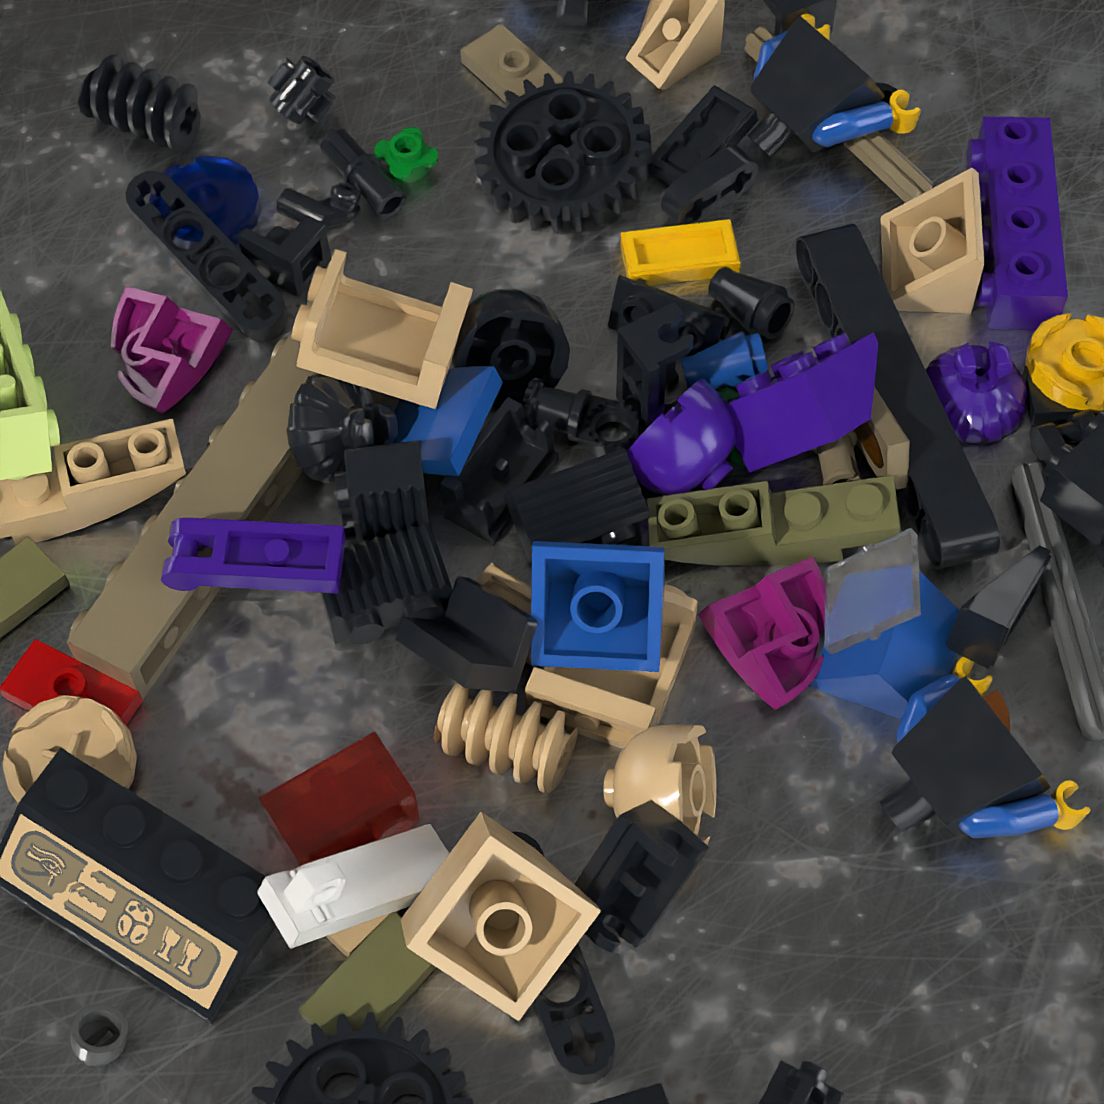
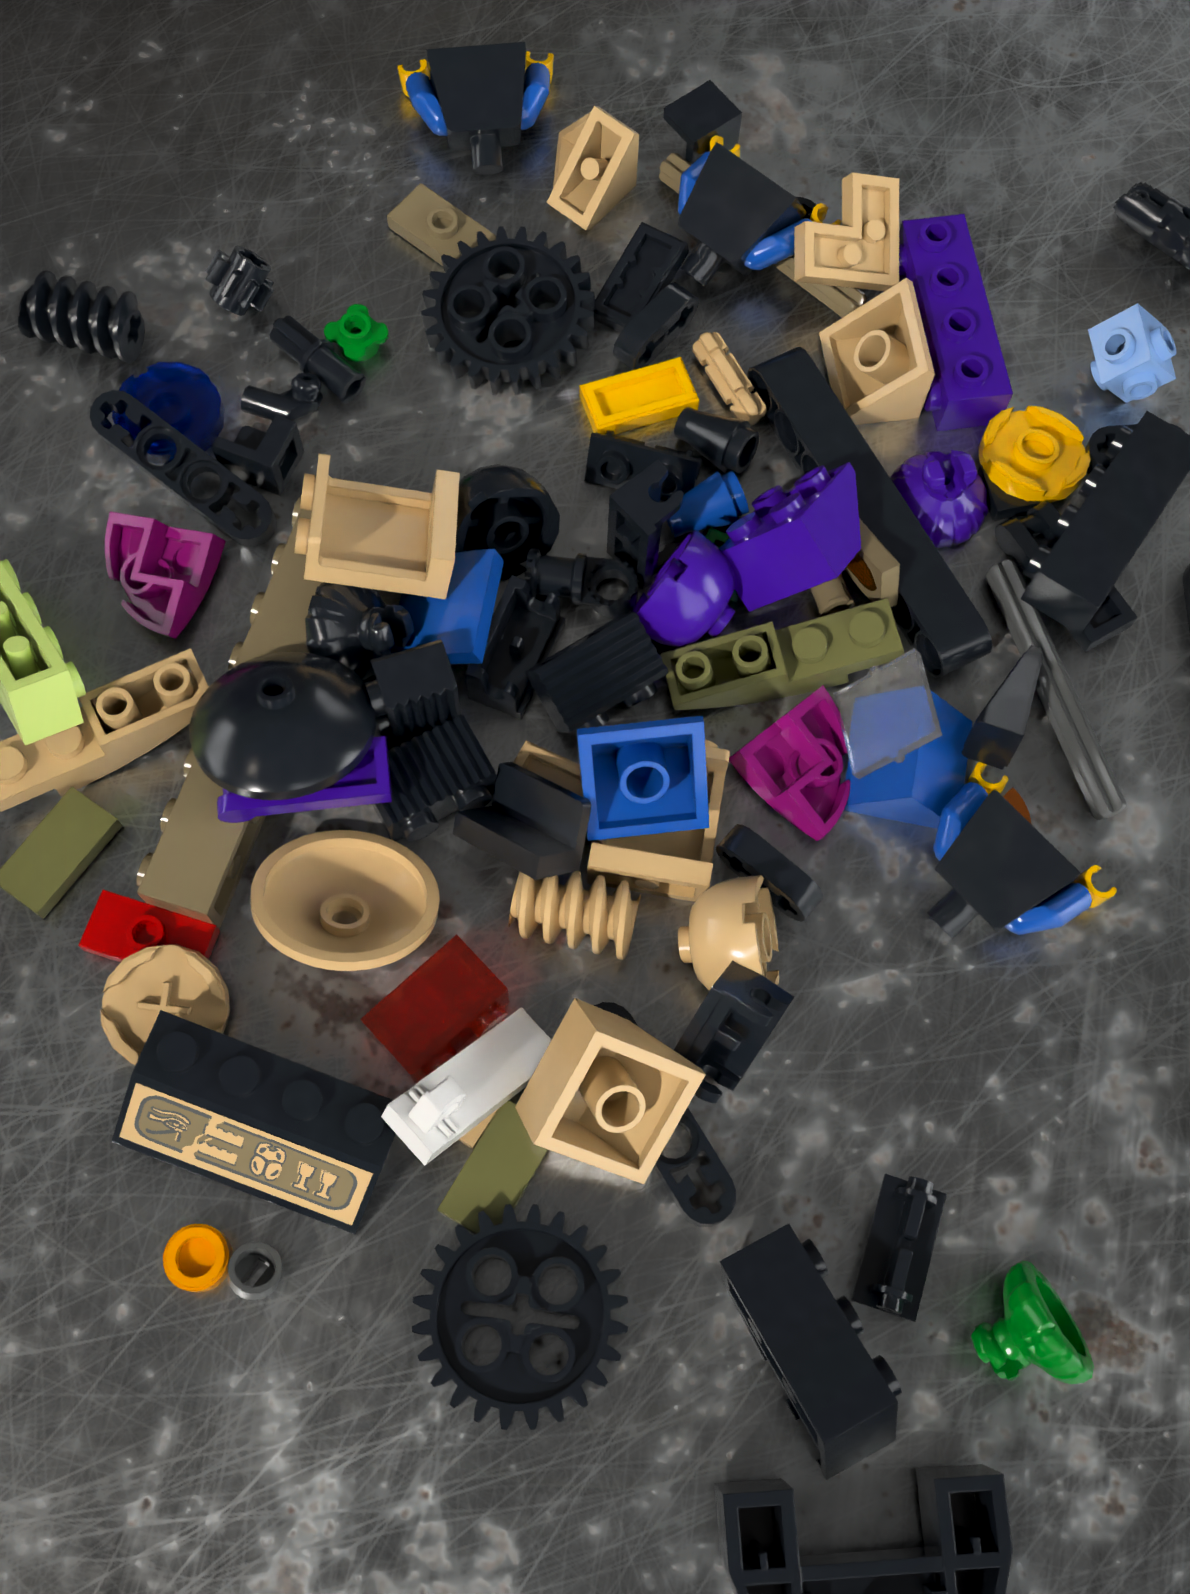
camera: 15 degrees left, 10 degrees up
(44, 1014) = (197, 1258): none -> light orange tile
(244, 500) = (282, 726): none -> black dish
(271, 683) = (344, 900): none -> tan dish
(735, 748) = (788, 885): none -> black beam
(776, 246) = (729, 378): none -> tan axle
(935, 139) = (862, 249): none -> tan plate

